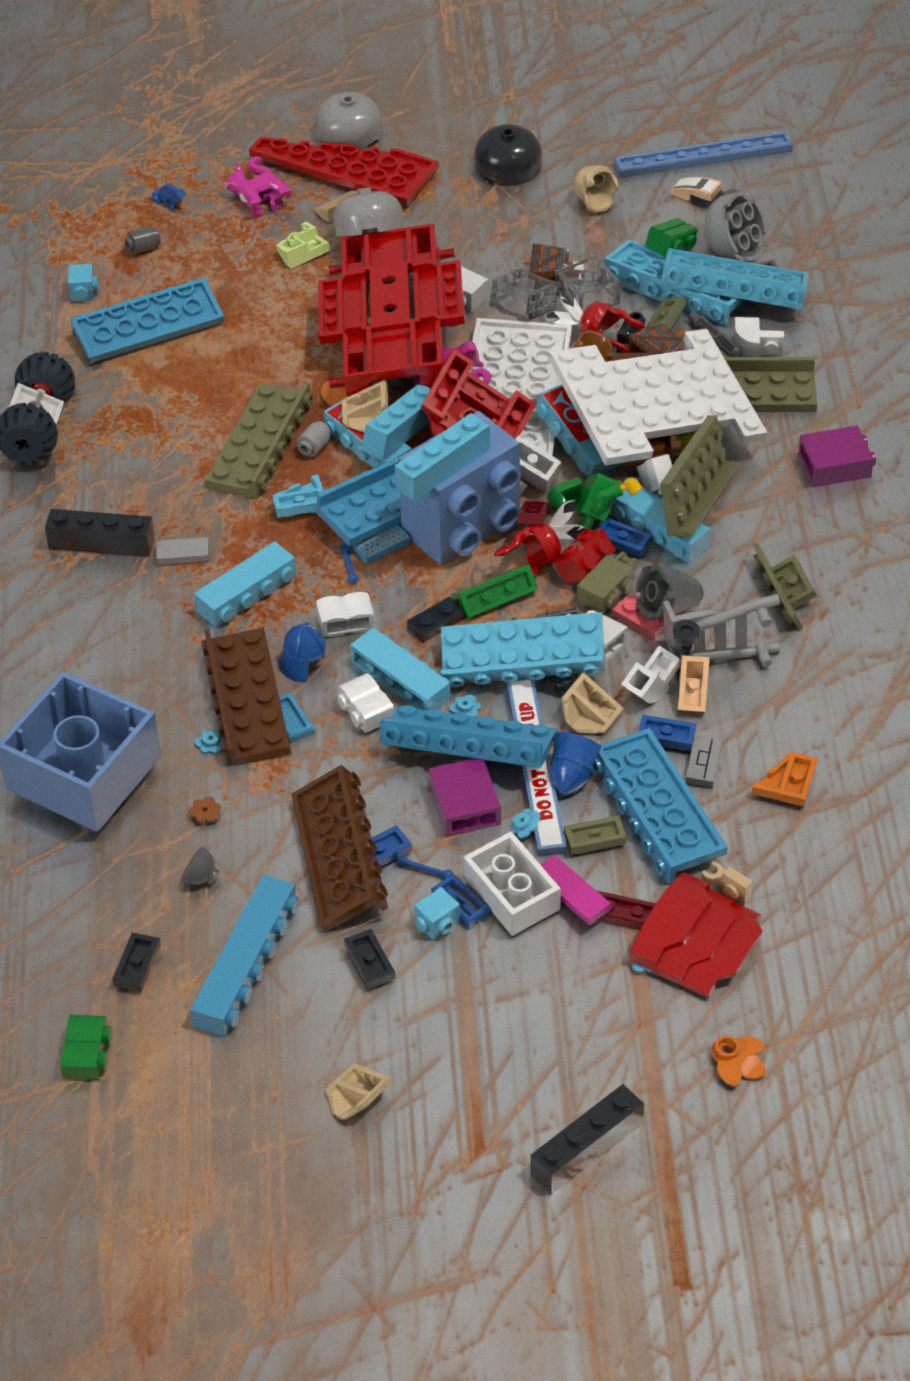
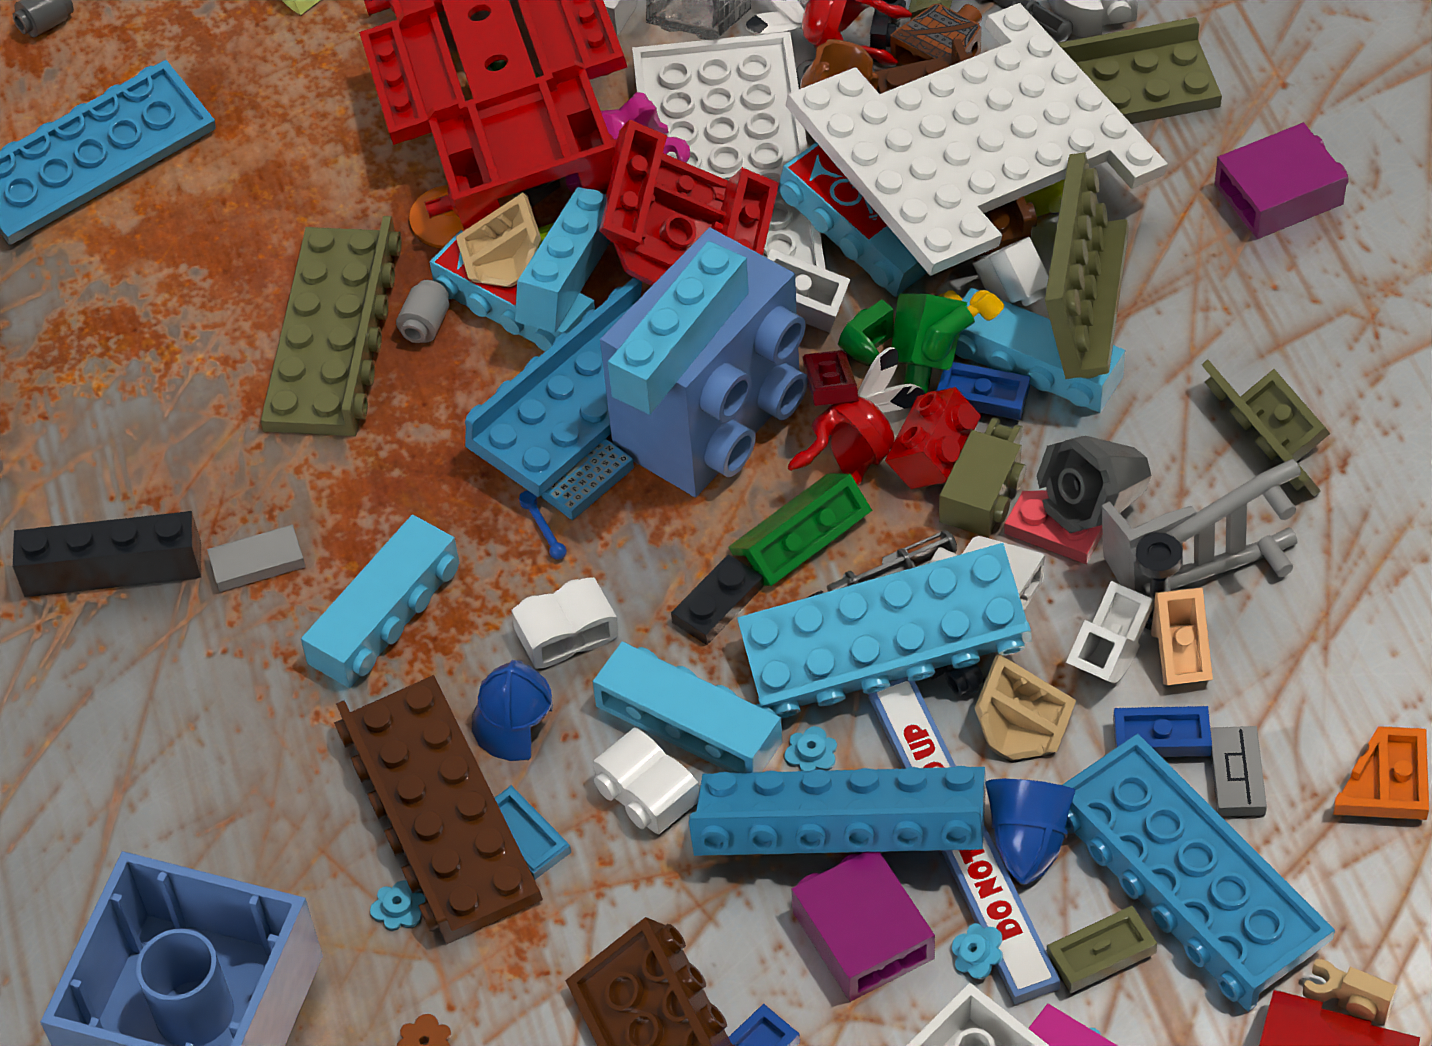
camera: 10 degrees left, 5 degrees up
(298, 499) = (428, 424): medium azure wing -> none

